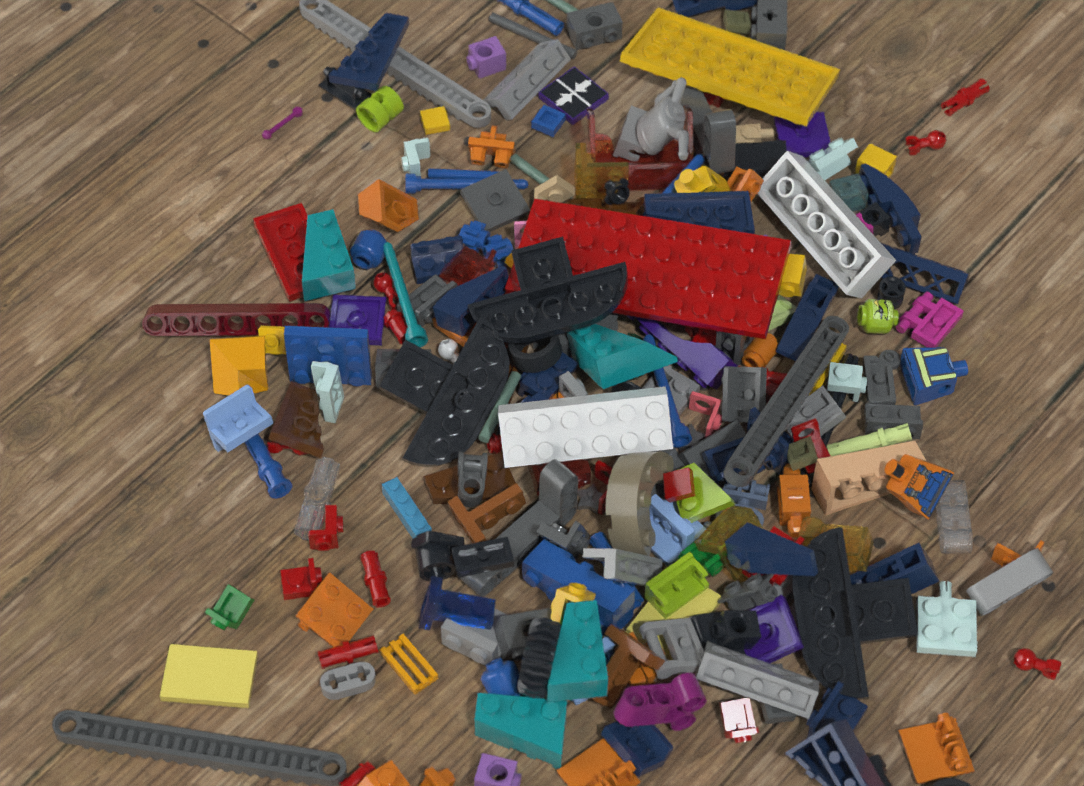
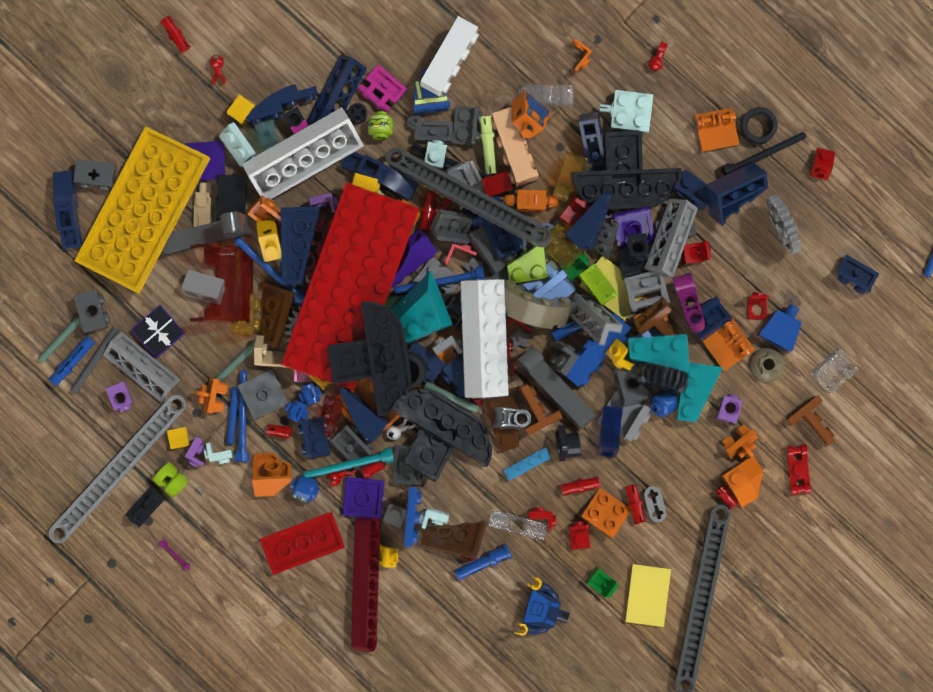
camera: 85 degrees left, 30 degrees up
(192, 531) = (541, 610): none -> torso
(236, 419) = (460, 580): light blue bracket -> none
(239, 363) = (410, 581): light orange slope -> none
(326, 258) = (319, 519): teal wedge -> none
(372, 56) = (127, 486): dark blue wing -> none
(394, 646) = (656, 455): light orange tile -> none
(417, 129) = (195, 449): none -> medium lavender bracket
(446, 225) = (279, 431): none -> red pin
(482, 557) = (577, 412): black plate -> none
(548, 120) = (185, 351): blue plate -> none
(621, 195) = (267, 304): black plate -> none
(665, 122) = (210, 265): light grey piece -> none
(679, 484) = (526, 277): red tile -> none
(737, 21) = (90, 200): olive tile -> none
(802, 453) = (502, 191): olive tile -> none
(989, 381) = (449, 56): none -> white wedge
(1009, 581) = (604, 65): light grey beam -> none

